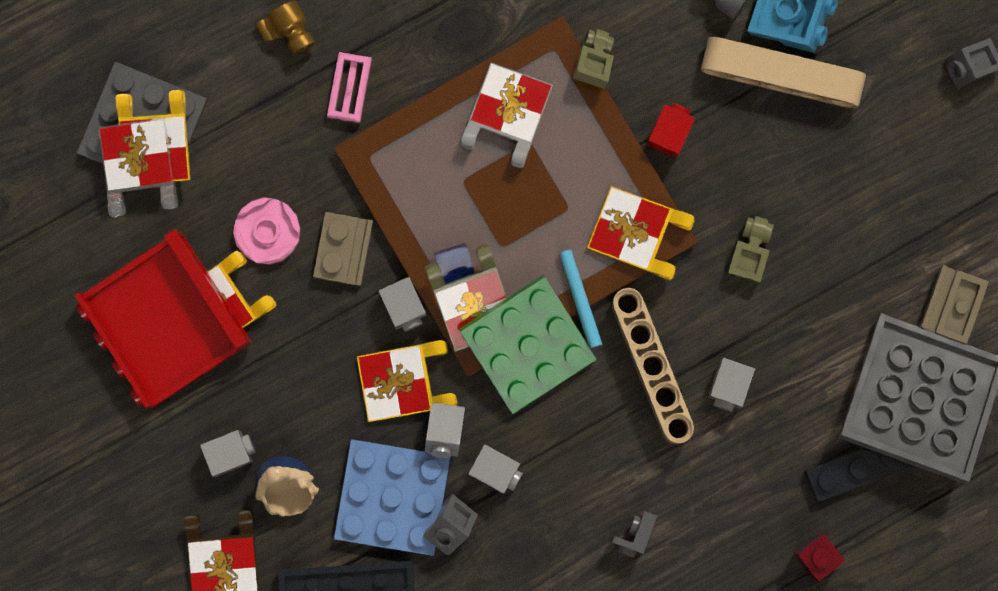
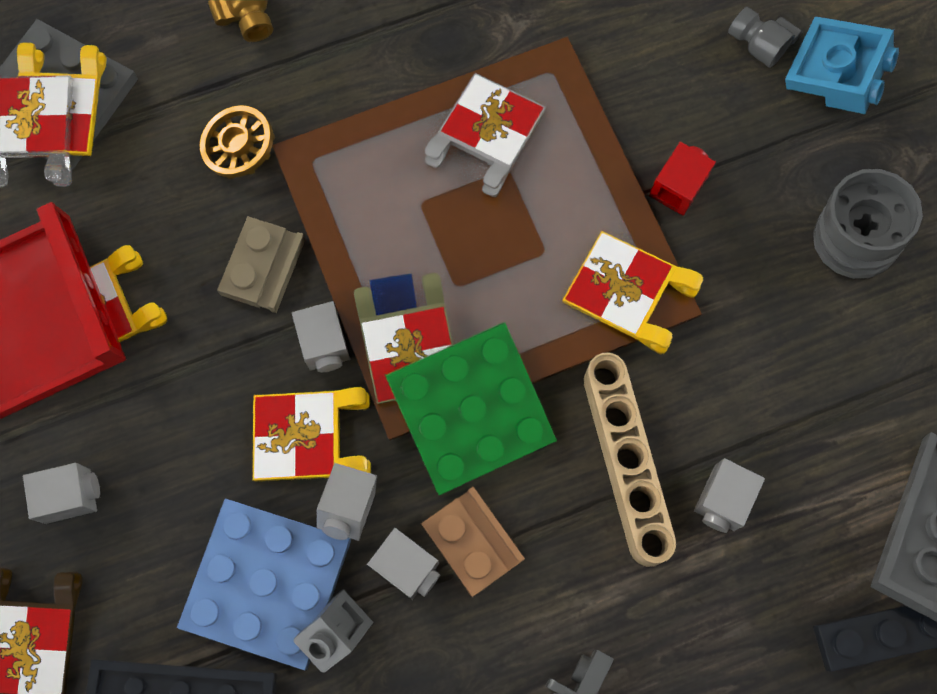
camera: 10 degrees right, 10 degrees down
(267, 231) = (173, 231): bright pink tile -> none
(285, 486) = (123, 546): tan hair -> none
(304, 148) = (236, 142): none -> wheel
(345, 115) = (294, 112): bright pink tile -> none
(543, 445) = (472, 542): none -> medium nougat plate
(580, 299) = (546, 361): medium azure bar -> none
(594, 58) = (600, 84): olive plate -> none
(750, 259) = (765, 341): olive plate -> none
(783, 72) = (823, 129): tan beam -> none
(832, 141) = (867, 223): none -> dark grey wheel

